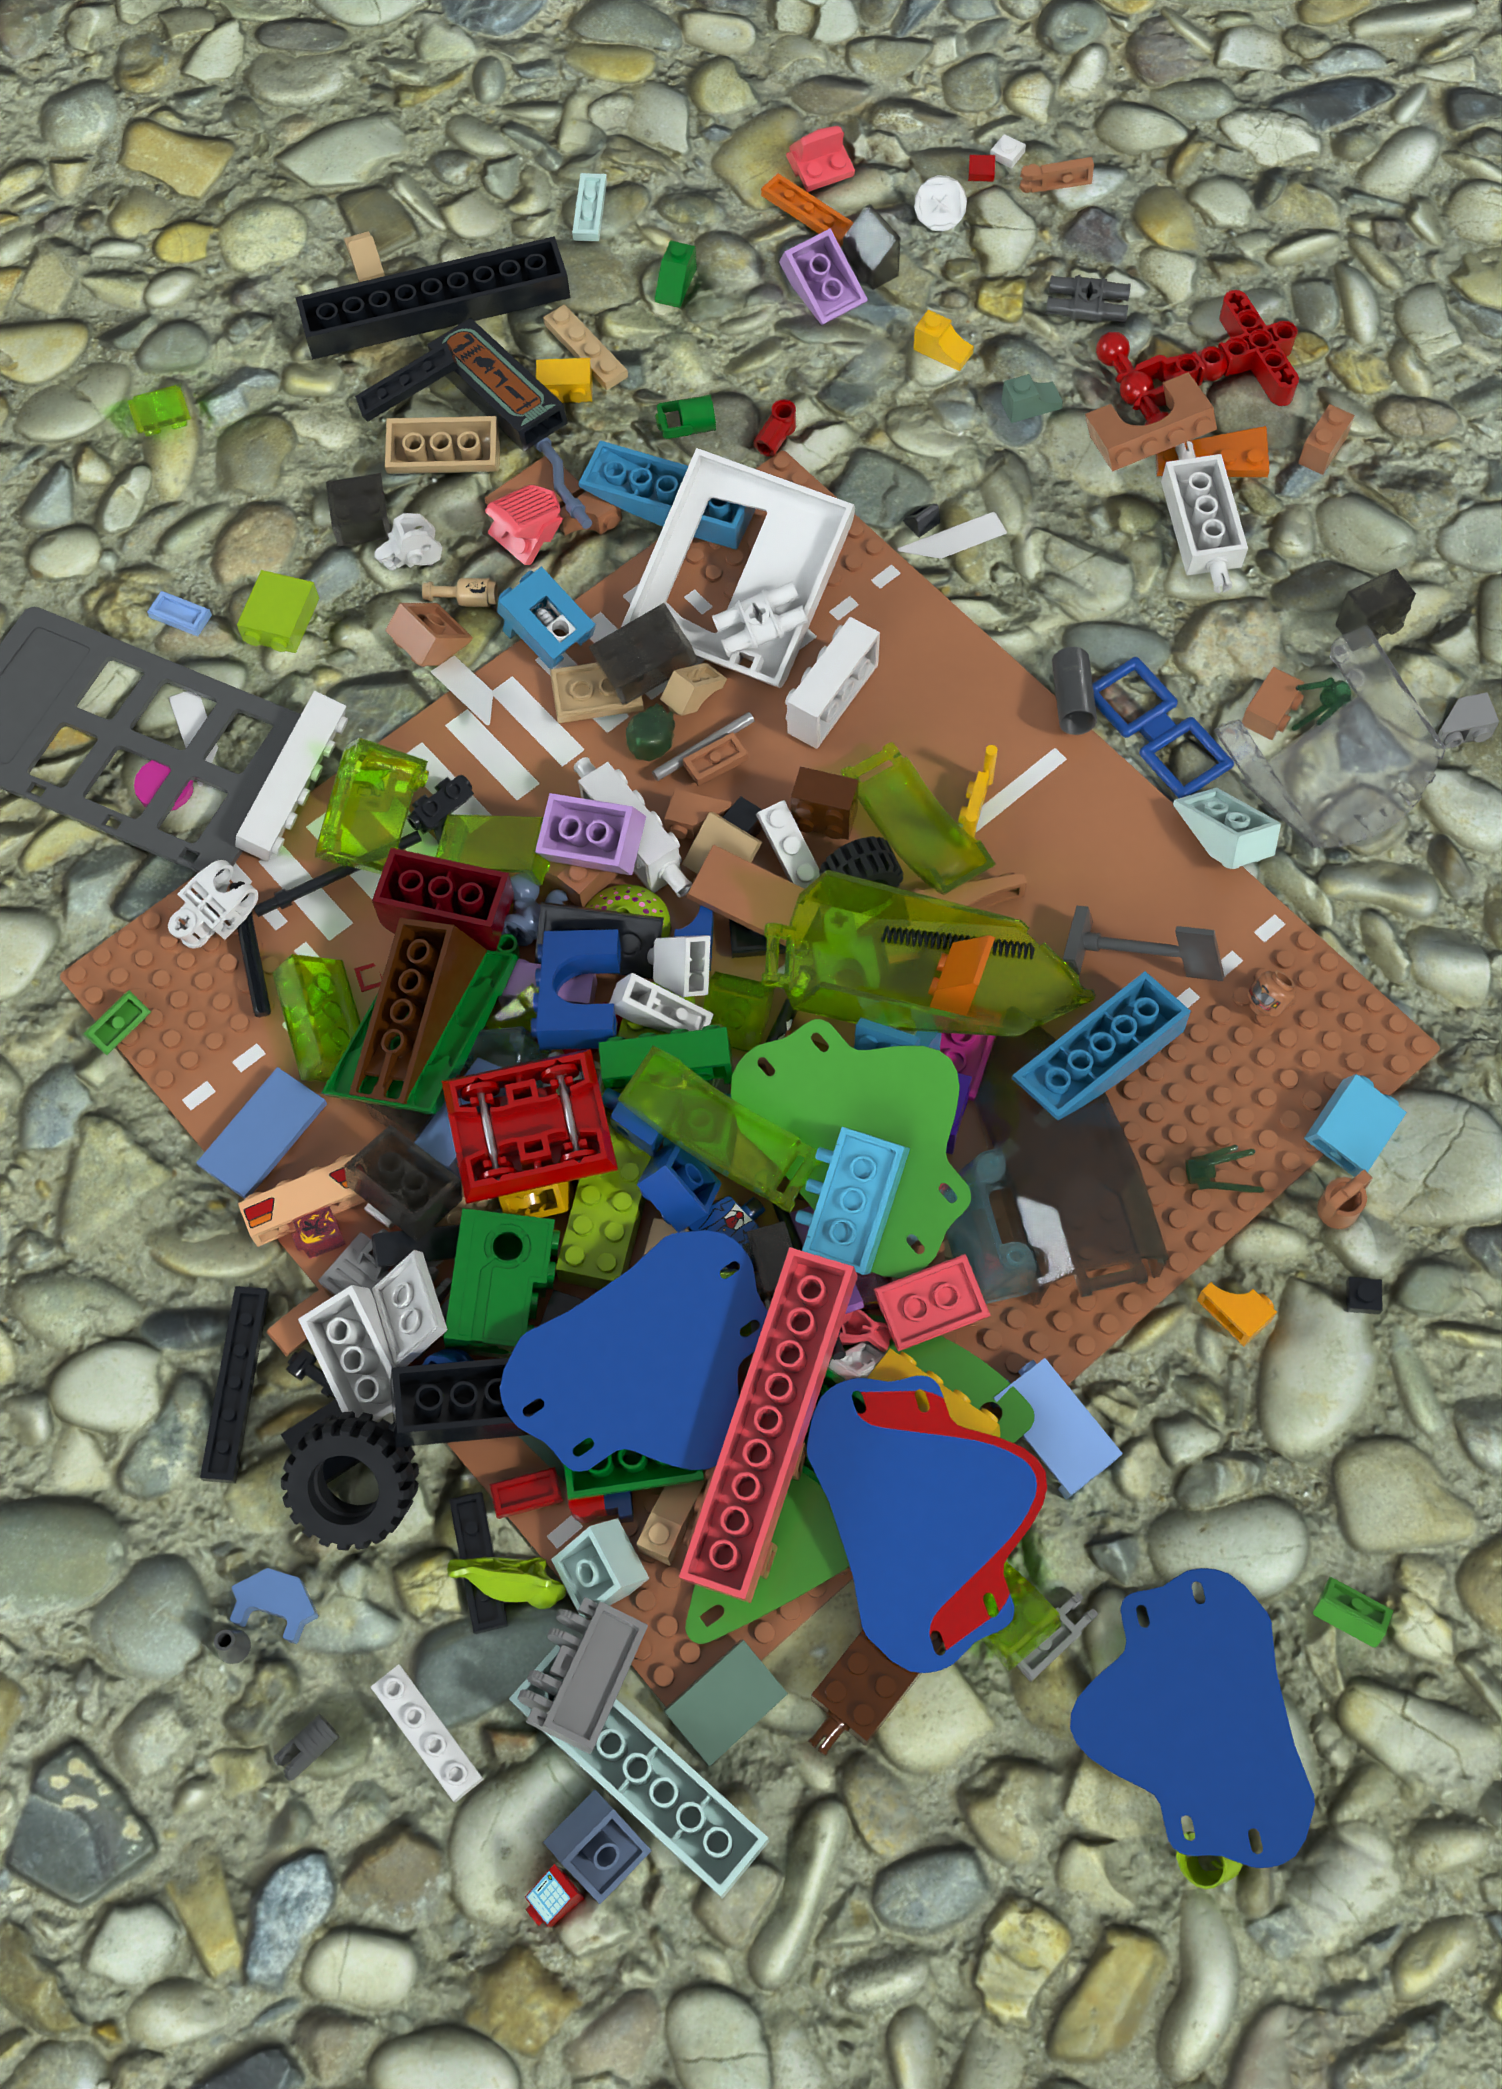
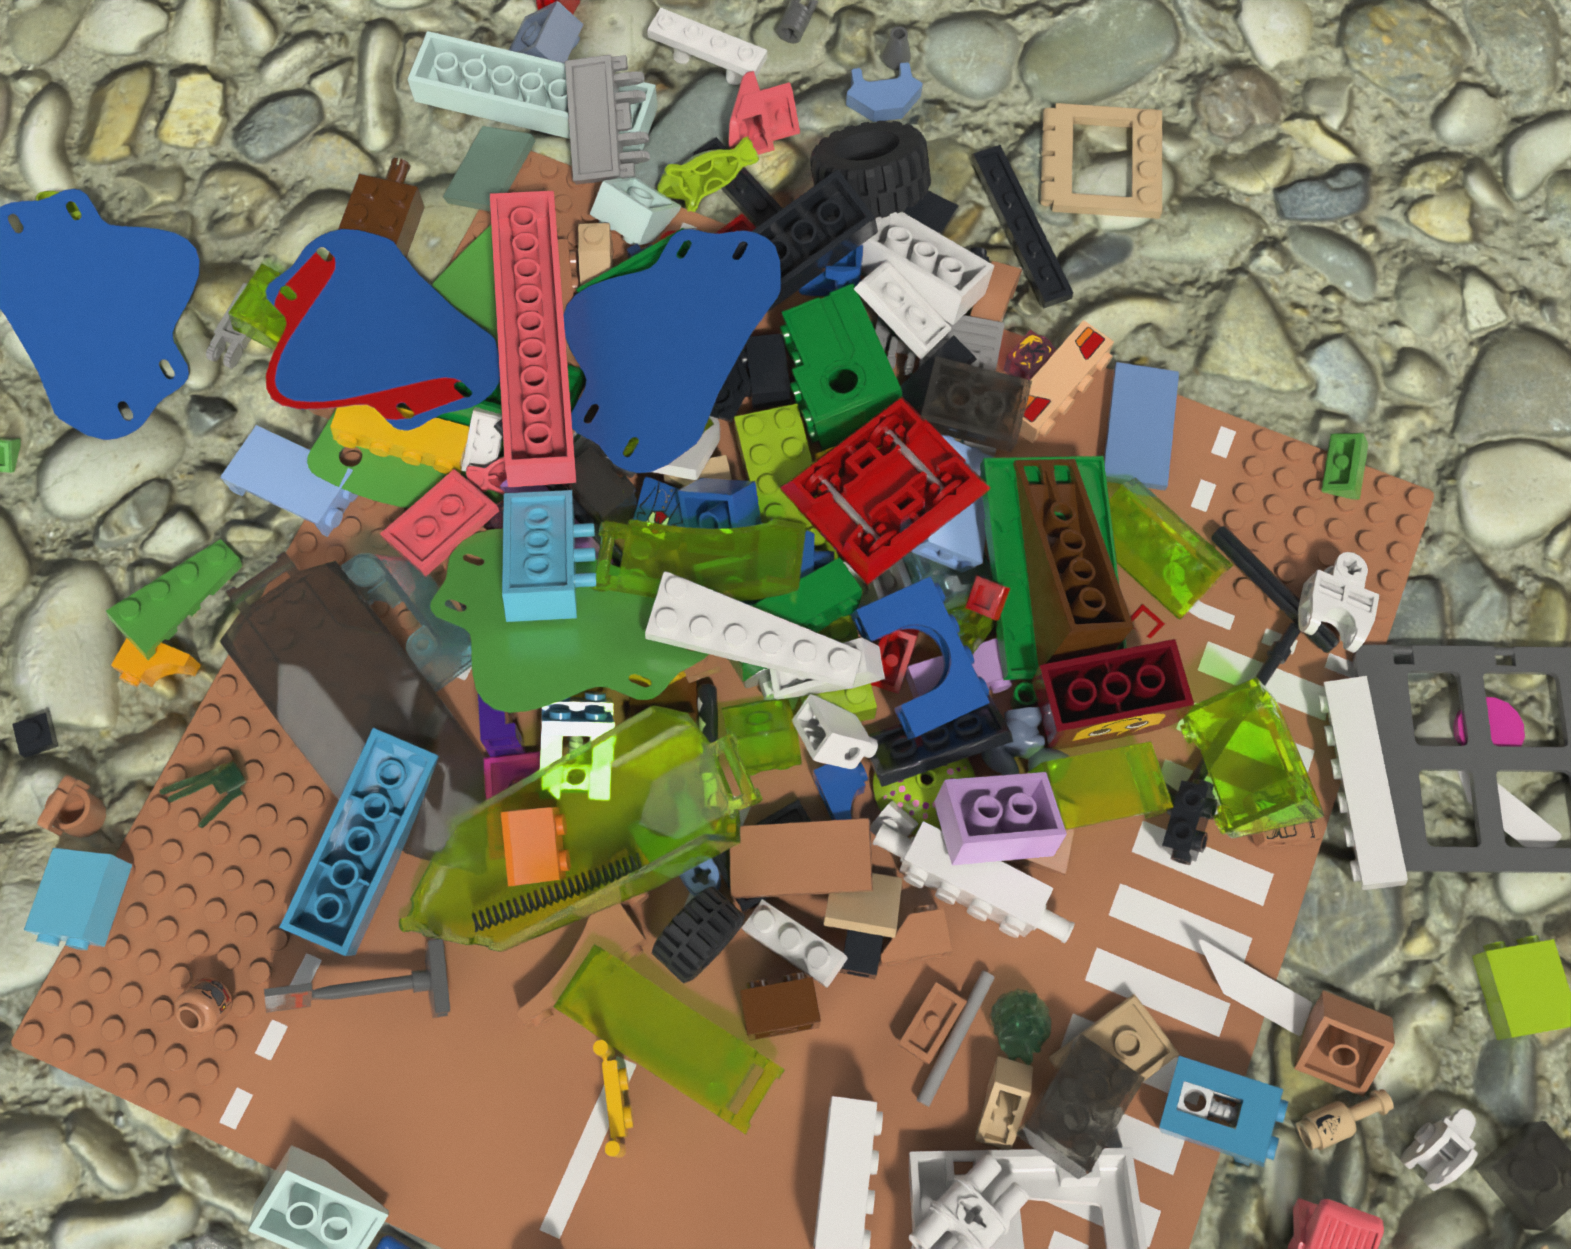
camera: 150 degrees right, 5 degrees up
(79, 1388) = (1146, 160): none -> tan hinge
(426, 1619) = (762, 114): none -> coral piece
(495, 1011) = (987, 597): none -> red tile
(667, 902) = (895, 819): none -> white plate
(732, 1055) = (727, 628): none -> white wing
(1204, 1354) = (164, 603): none -> bright green wing

